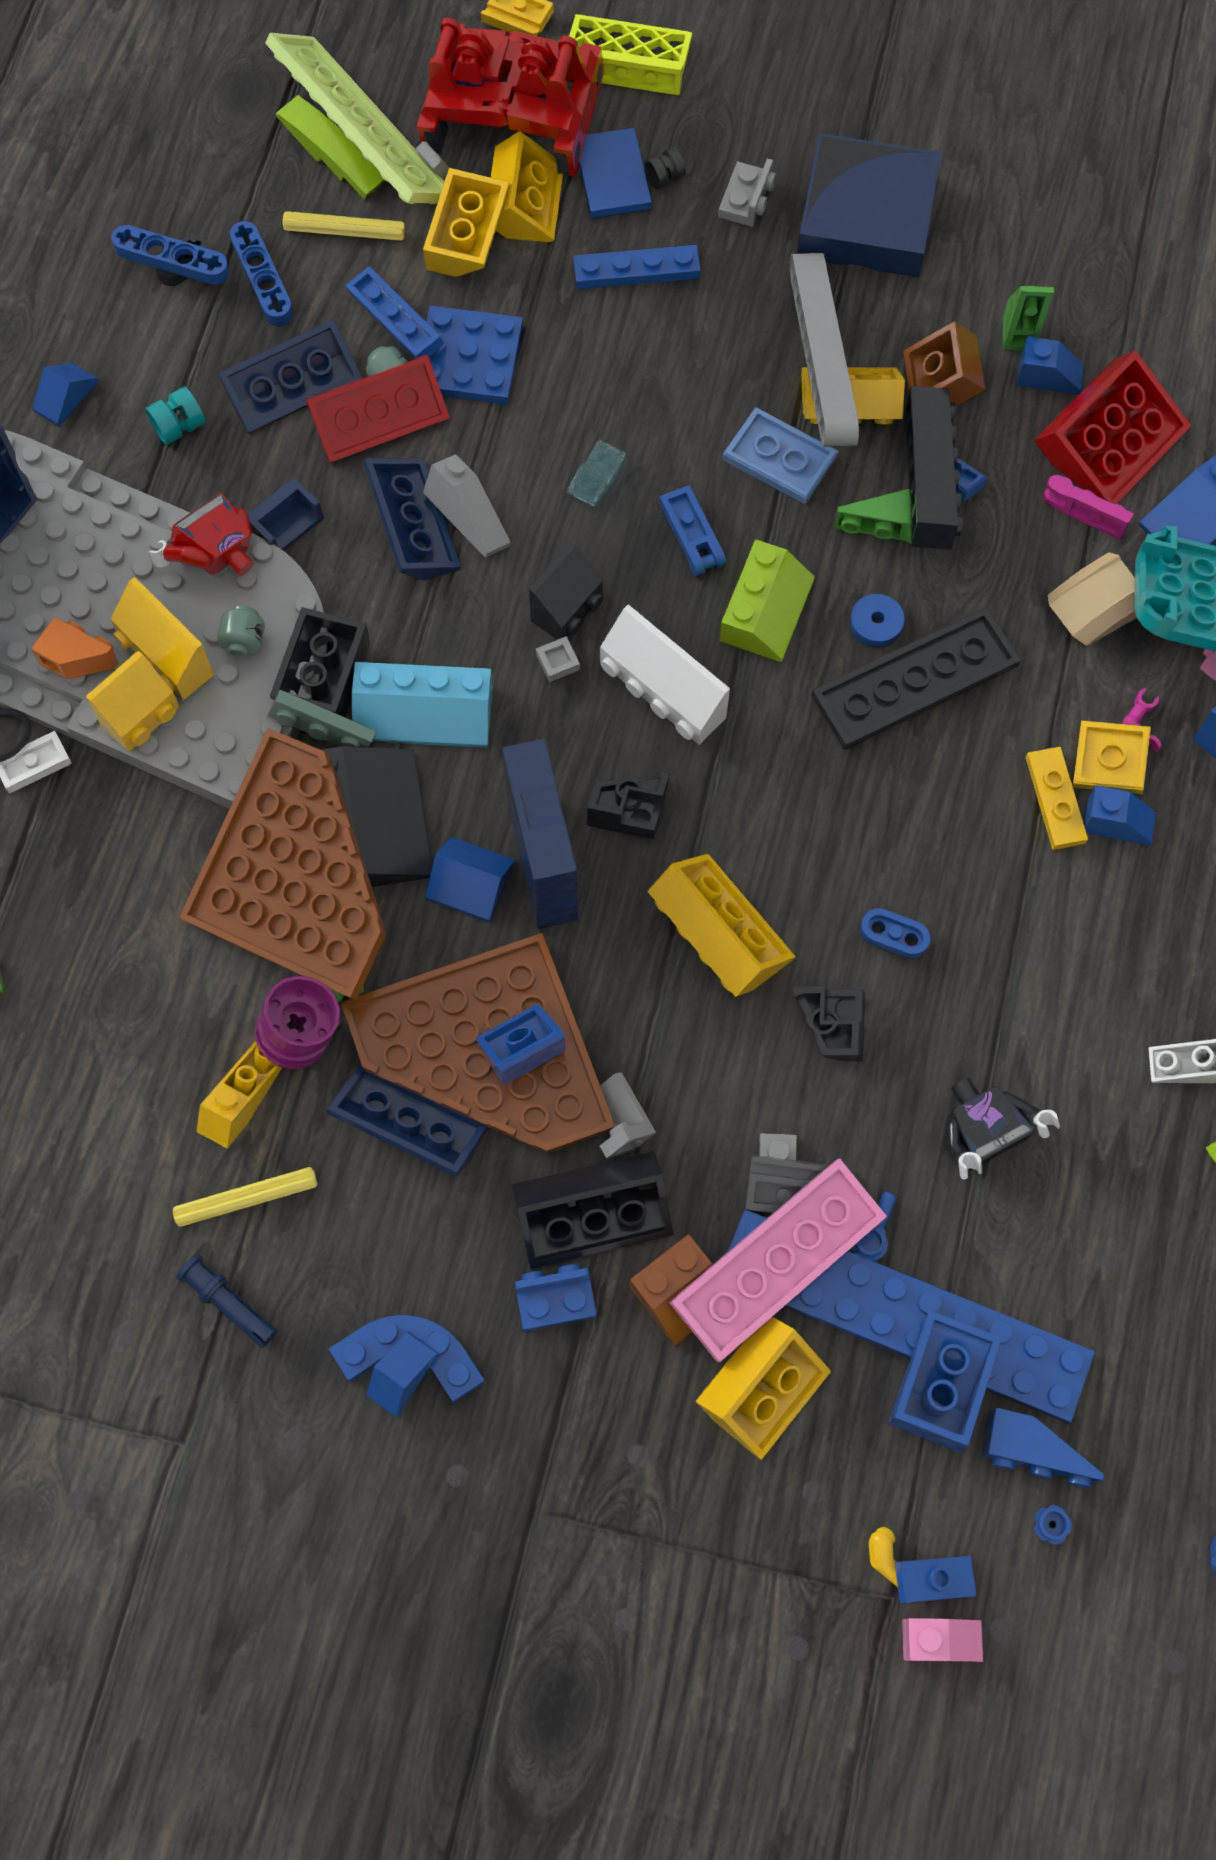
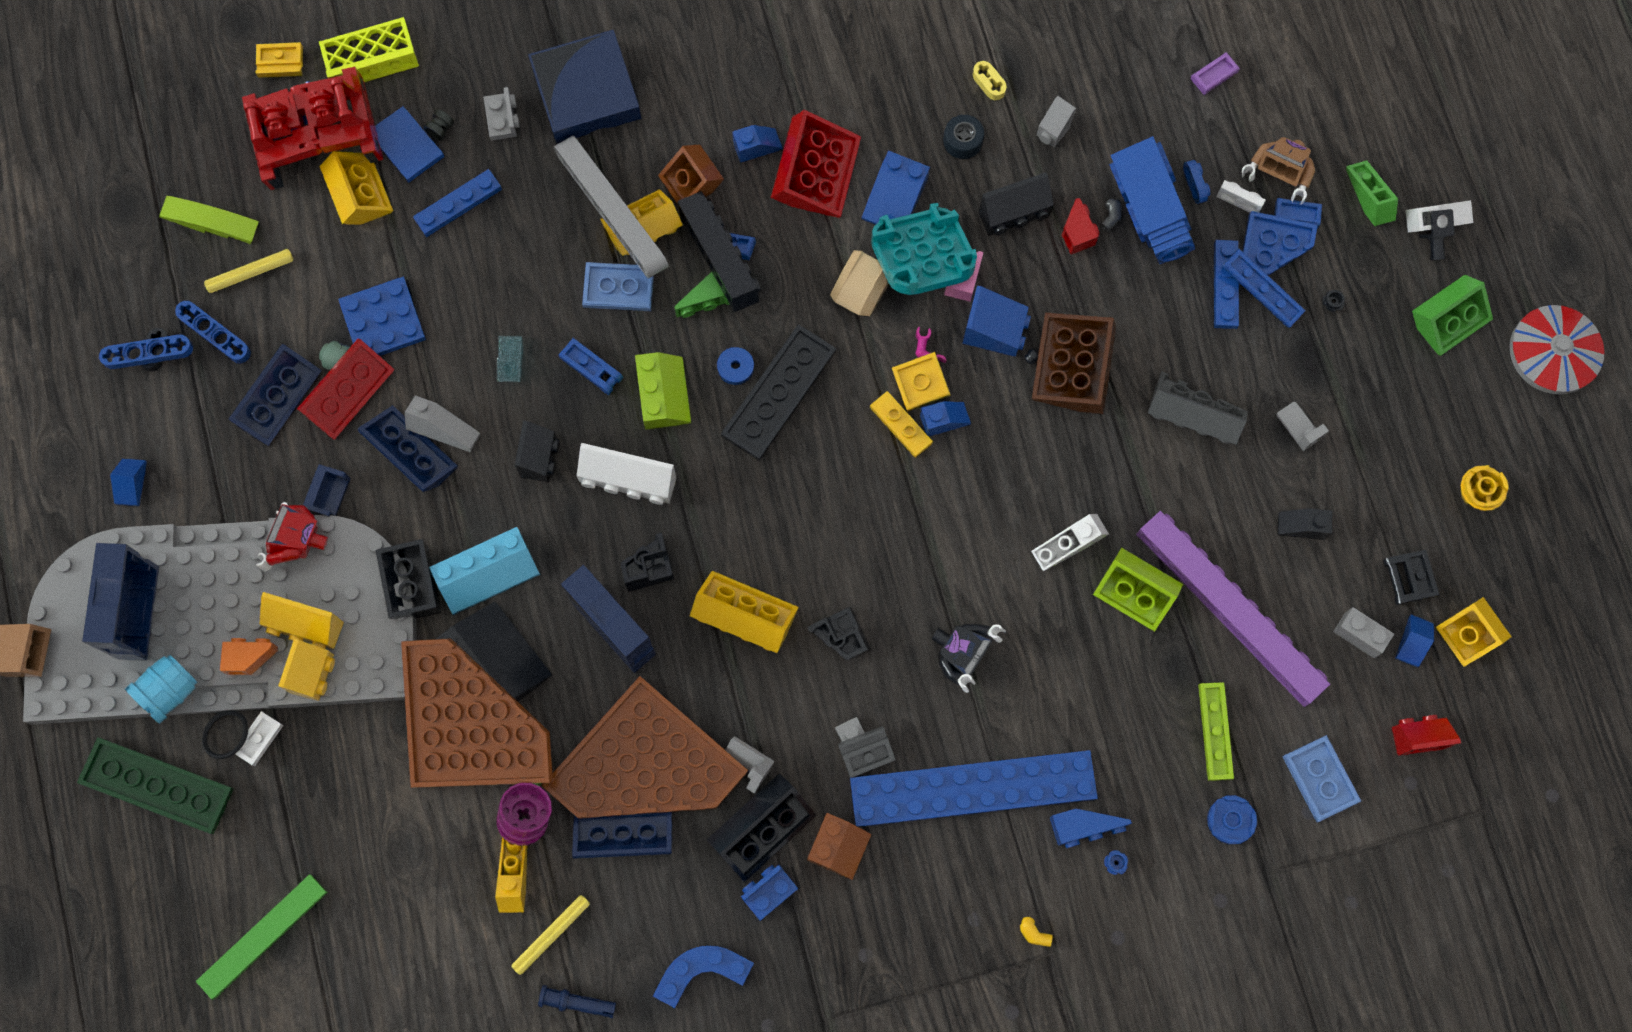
camera: 30 degrees left, 5 degrees up
(166, 422) = (210, 468): teal wheel -> none
(241, 631) = (346, 586): sand green head -> none
(319, 722) = (429, 618): sand green plate -> none
(358, 117) = (217, 191): yellowish green plate -> none
(394, 314) = (319, 318): blue plate -> none
(400, 1373) = (703, 986): blue slope -> none
(433, 159) = (284, 195): light grey tile -> none
(464, 223) = (331, 232): yellow slope -> none
(468, 878) = (575, 664): blue slope -> none
(522, 1044) = (665, 751): blue slope -> none
(557, 659) = (552, 495): light grey plate -> none
(764, 1386) = (915, 875): yellow slope -> none
(777, 1260) = (886, 799): bright pink plate -> none
(875, 1243) = (931, 755): blue plate -> none
(896, 930) = (849, 560): blue plate -> none
(935, 1579) = (1068, 931): blue plate -> none
(942, 1640) = (1089, 962): bright pink slope -> none
(945, 1381) = (1016, 815): blue slope -> none
(1025, 315) = (724, 119): bright green slope -> none
(1087, 507) = (824, 225): dark pink hinge -> none

